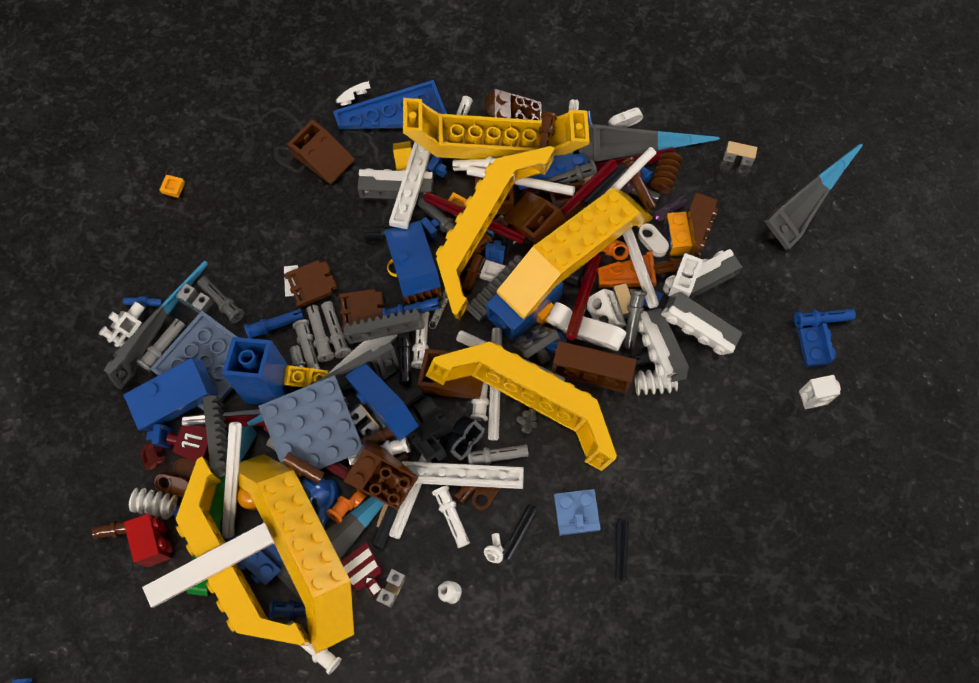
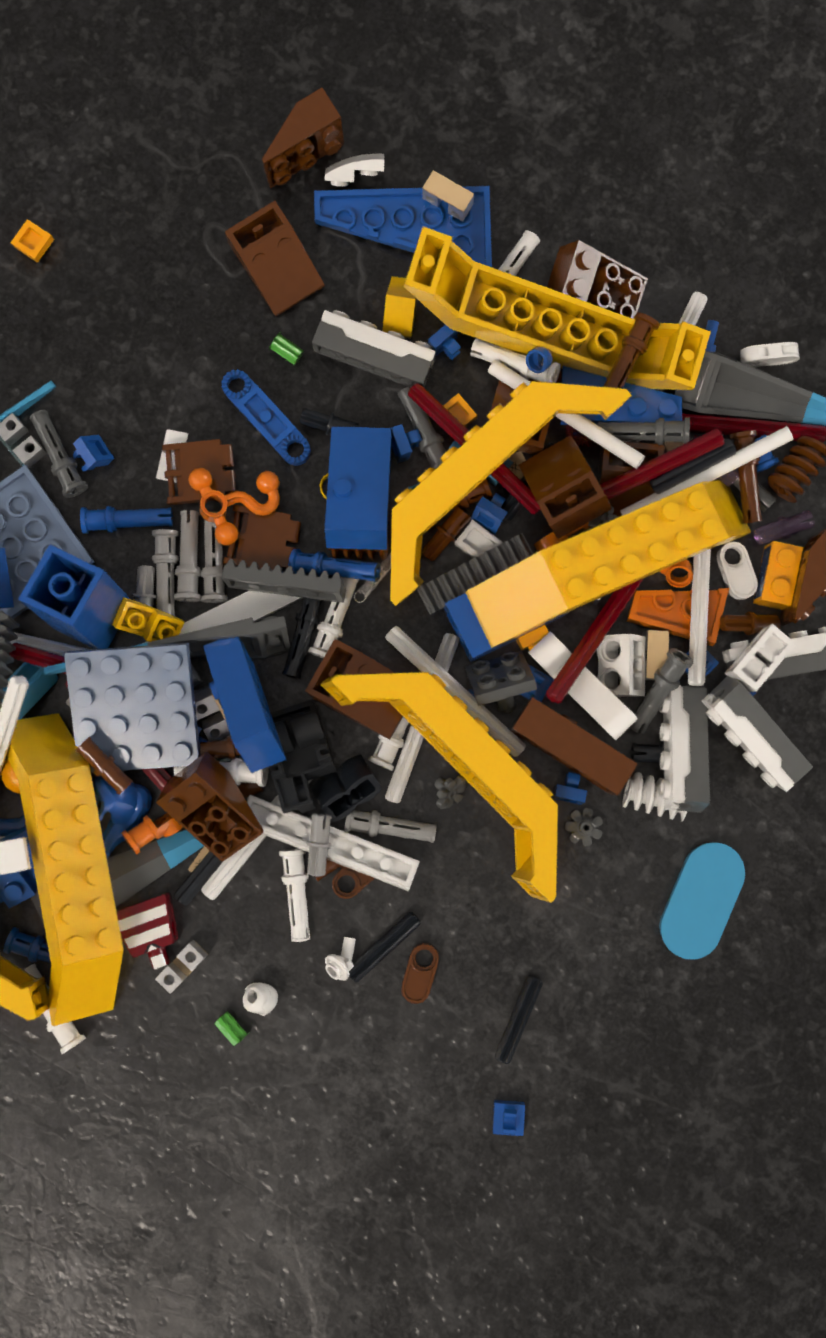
camera: 20 degrees right, 15 degrees up
(242, 290) = (92, 451): none -> blue tile
(319, 84) = (305, 137): none -> reddish brown slope
(338, 308) = (226, 532): none -> orange piece
(342, 199) = (286, 349): none -> bright green piece
(342, 240) = (266, 417): none -> blue plate
(405, 86) = (441, 188): none -> tan piece
(410, 187) = (391, 370): white tile -> none
(436, 619) = (230, 1029): none -> bright green piece
(456, 474) = (318, 844): none -> light grey axle
(491, 154) = (535, 357): none -> blue hinge
(548, 546) = (418, 978): none -> reddish brown piece
(577, 512) = (475, 945): medium blue hinge -> none
(603, 397) = (569, 791): none -> blue tile
(618, 416) = (578, 823): none -> dark grey plant
(638, 617) = (508, 1118): none -> blue tile
(708, 437) = (702, 900): none -> dark azure tile

